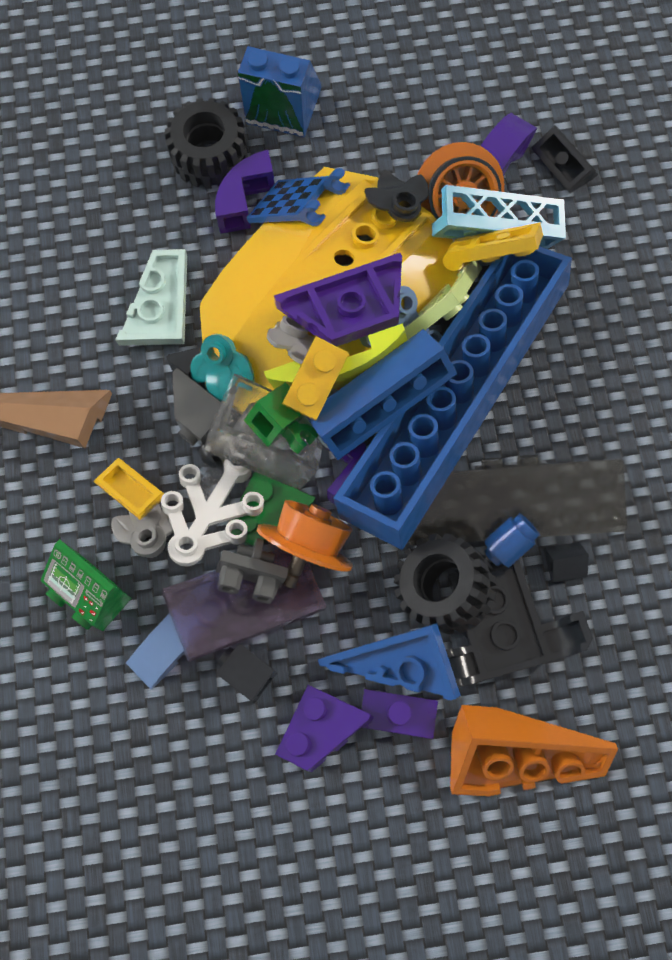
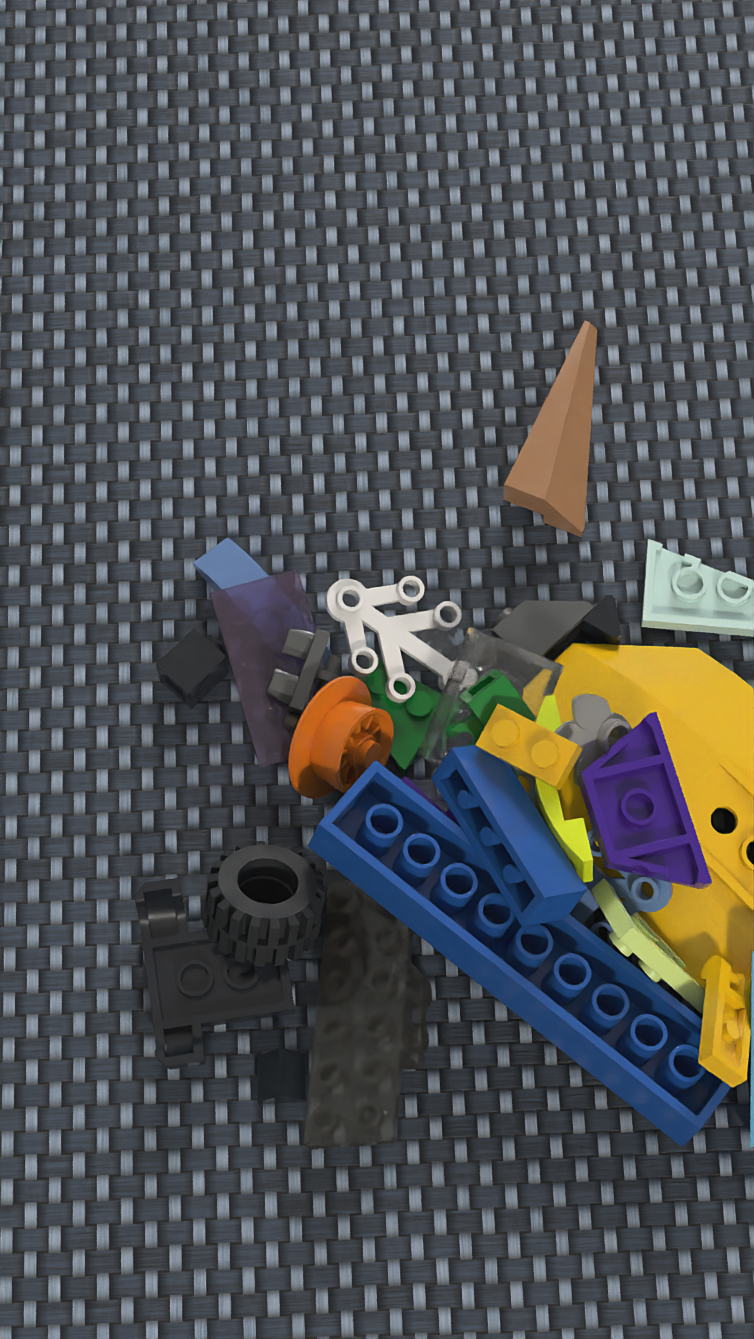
camera: 95 degrees right, 5 degrees down
(82, 587) = (321, 491): green slope -> none
(129, 488) = (441, 547): yellow tile -> none
(133, 532) = (396, 560): light grey plate -> none
(219, 370) = (587, 654): teal plate -> none
(319, 728) = (117, 746): dark purple wing -> none
(400, 713) = (120, 841): dark purple tile -> none
(408, 659) = (176, 838): blue wing -> none
(509, 749) = (57, 958): orange wedge -> none
(511, 541) = (308, 990): blue brick -> none

